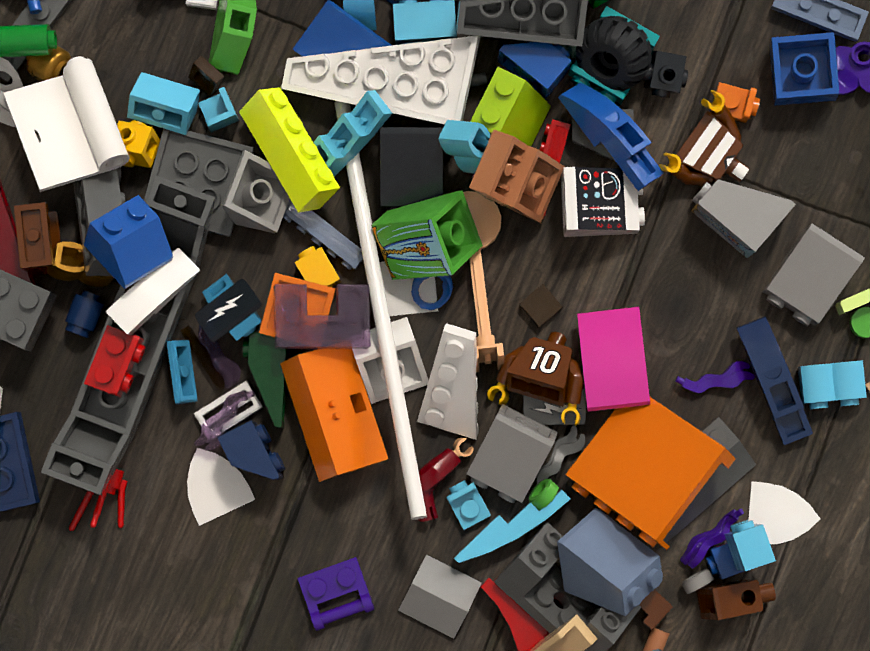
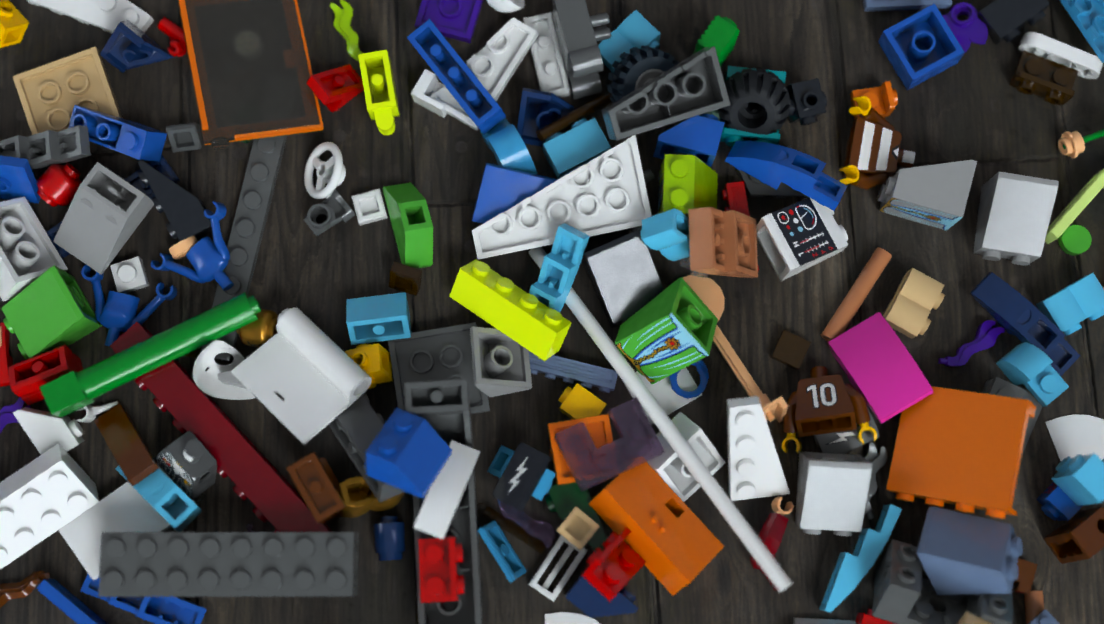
camera: 30 degrees left, 5 degrees down
(213, 426) = (552, 589): clear purple hair -> none
(218, 111) = (430, 303): medium azure panel -> none
(259, 381) = (578, 528): none -> tan plate
(275, 428) = (614, 566): none -> red bracket
(467, 504) = (810, 555): medium azure bracket -> none
(543, 493) = (875, 515): bright green tile -> none
(629, 281) = (857, 294): none -> nougat piece
(677, 313) = (913, 302): none -> tan brick
(697, 581) = (1045, 531): light grey tile -> none
(702, 542) = (1030, 496): dark purple hair -> none
(757, 426) = (1032, 368): none -> medium azure brick

